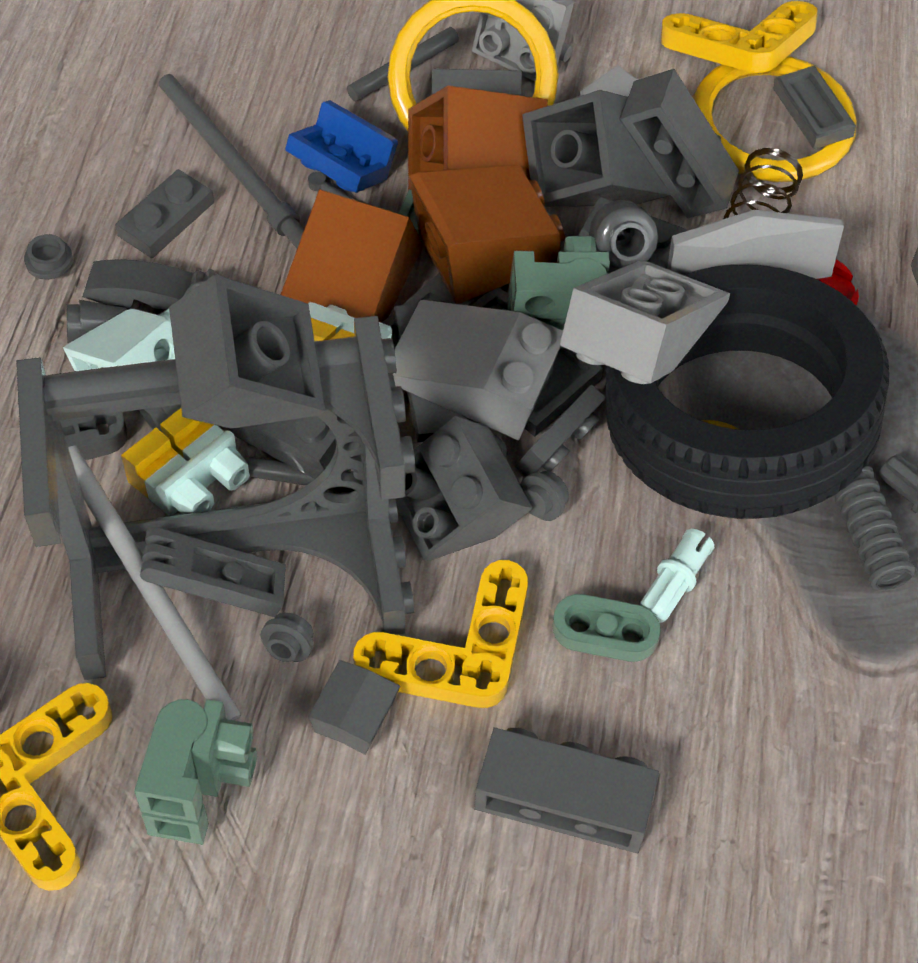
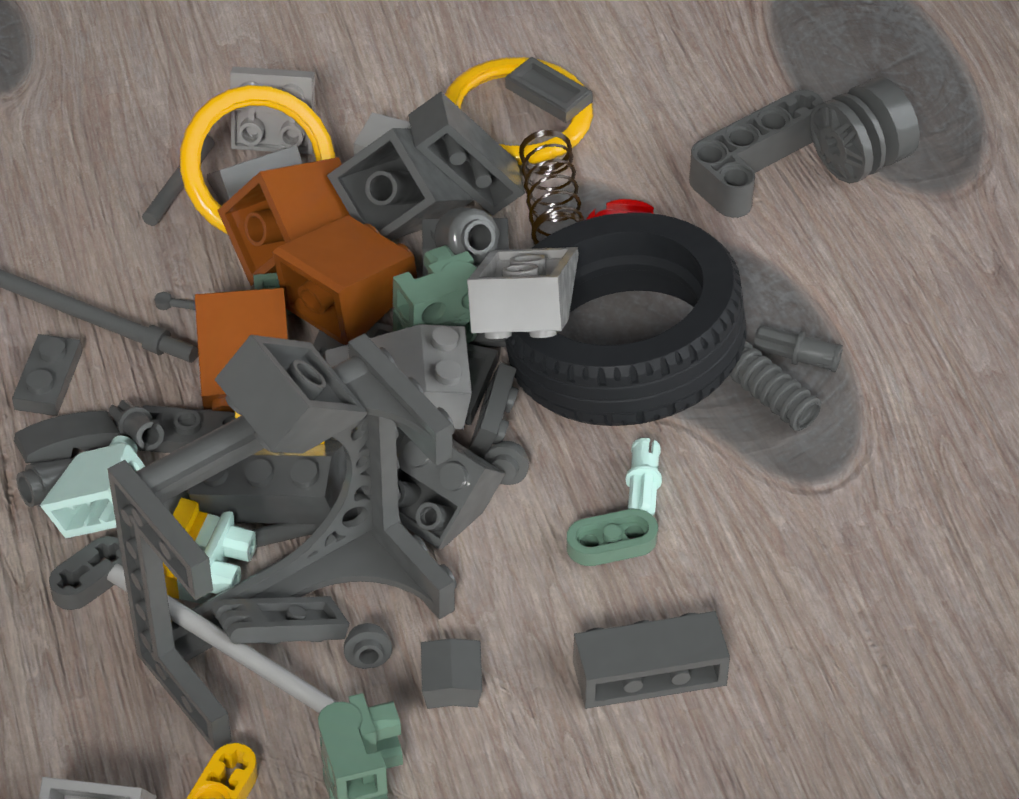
camera: 25 degrees left, 10 degrees down
(344, 148) = (176, 262): blue bracket -> none
(476, 656) = (520, 599): yellow beam -> none
(738, 48) = (475, 62): yellow beam -> none
(760, 238) = (574, 200): light grey piece -> none

